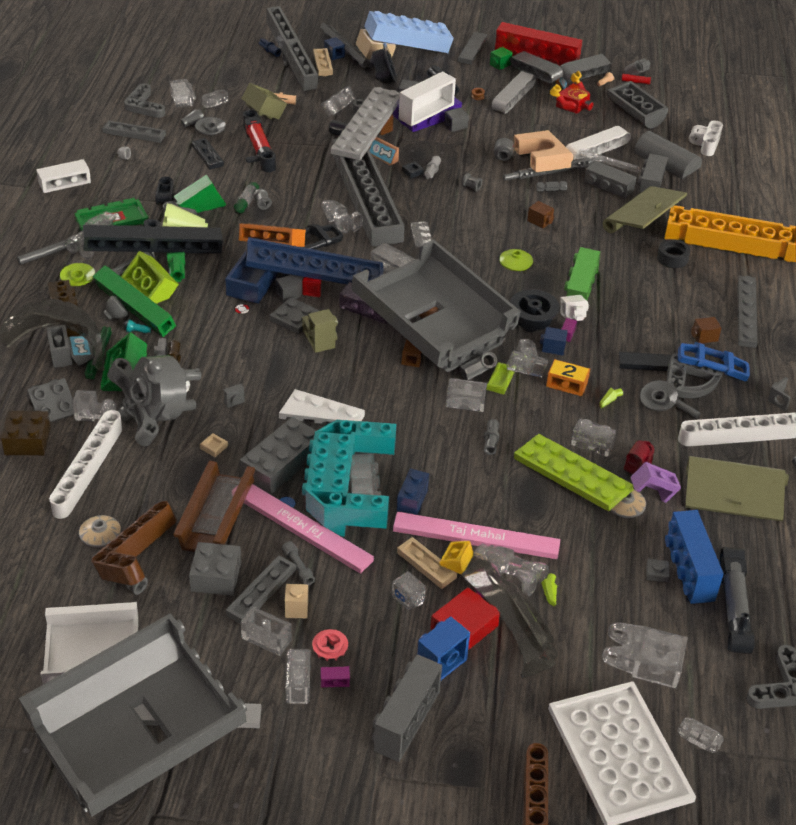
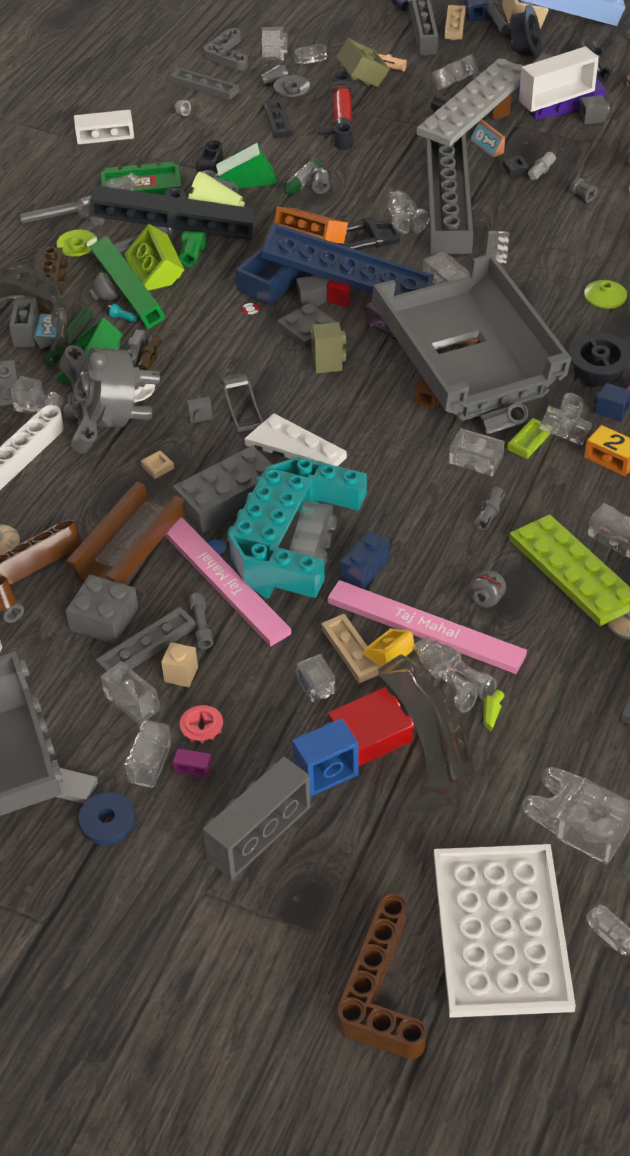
camera: 20 degrees right, 5 degrees up
(256, 367) = (237, 380): none -> dark grey piece
(281, 723) = (107, 804): none -> dark blue tile
(514, 498) = (487, 588): none -> dark grey head

